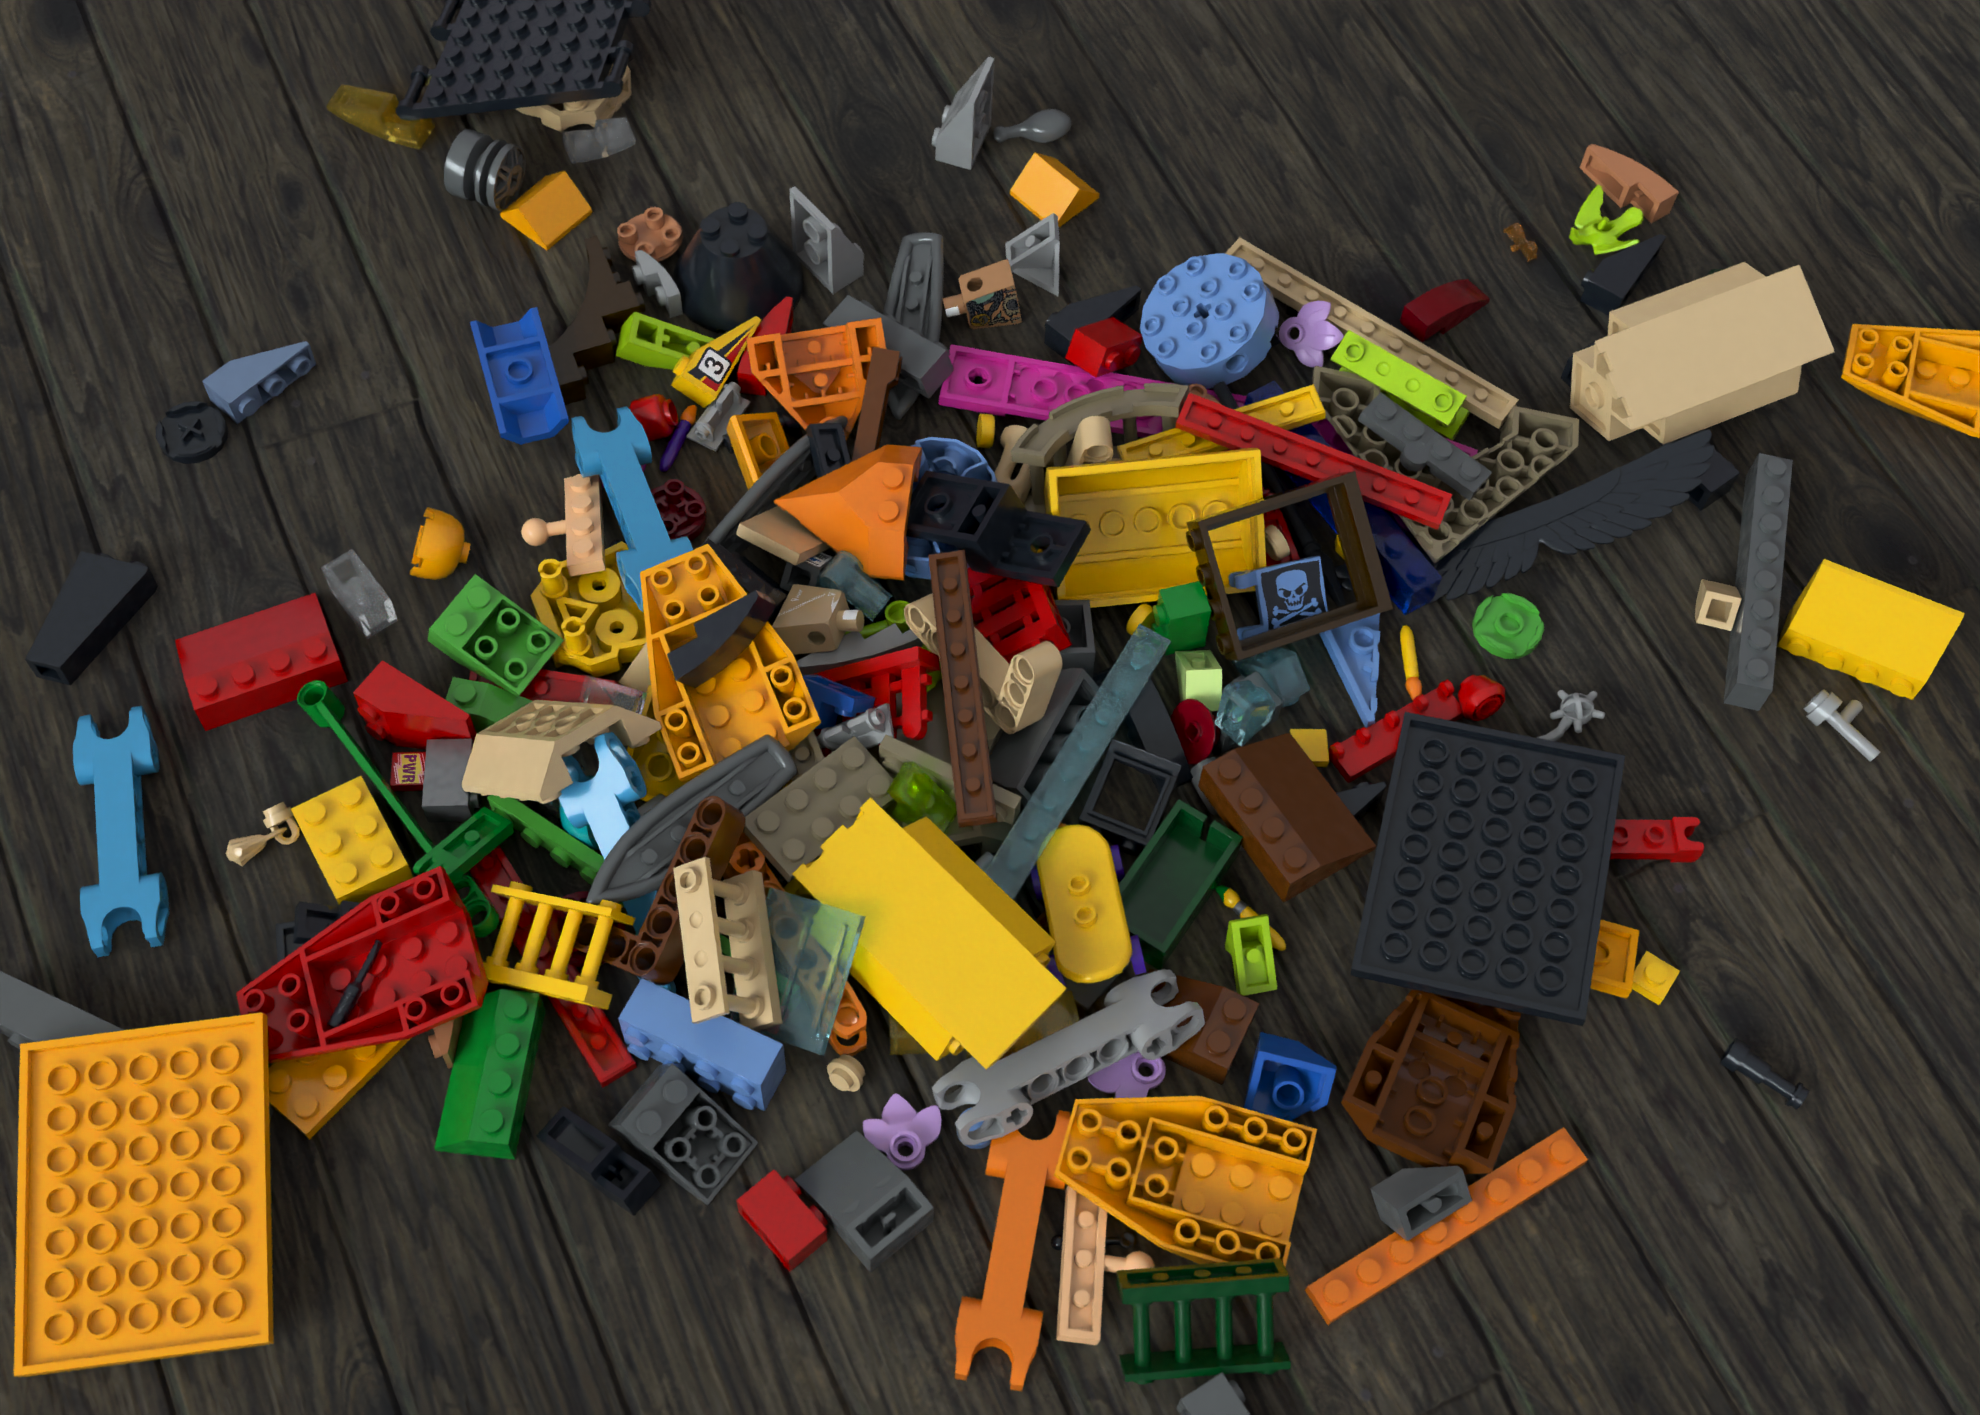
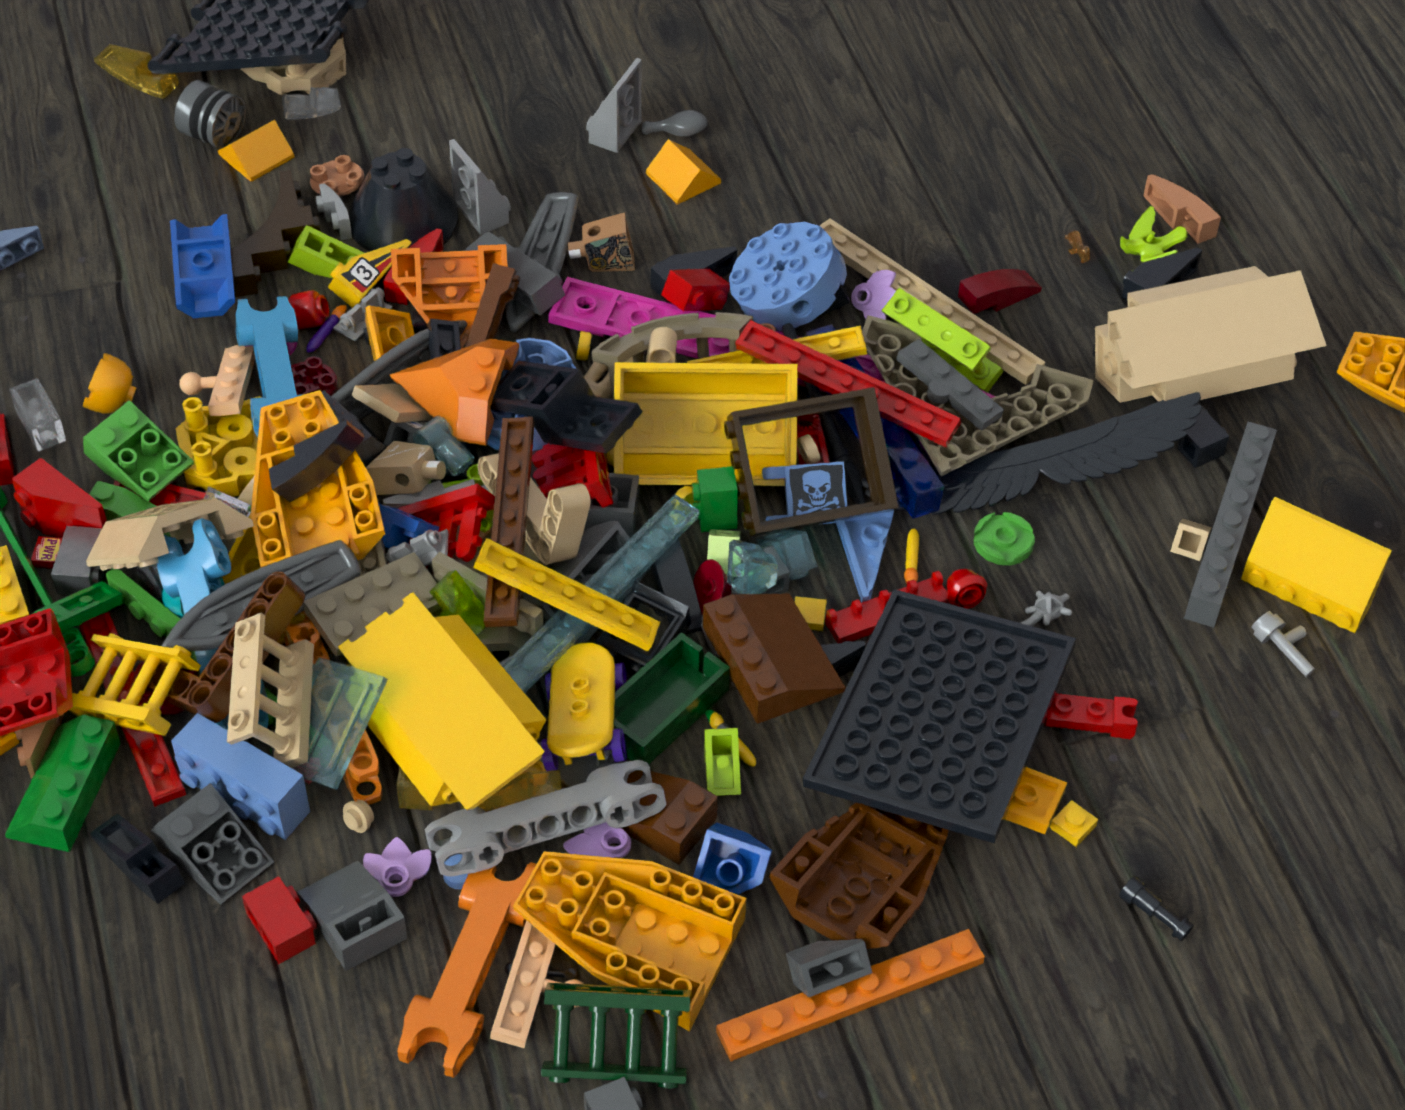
camera: 10 degrees right, 10 degrees down
(1036, 254) = (656, 218): light grey slope -> none
(1045, 774) = (566, 594): none -> yellow tile

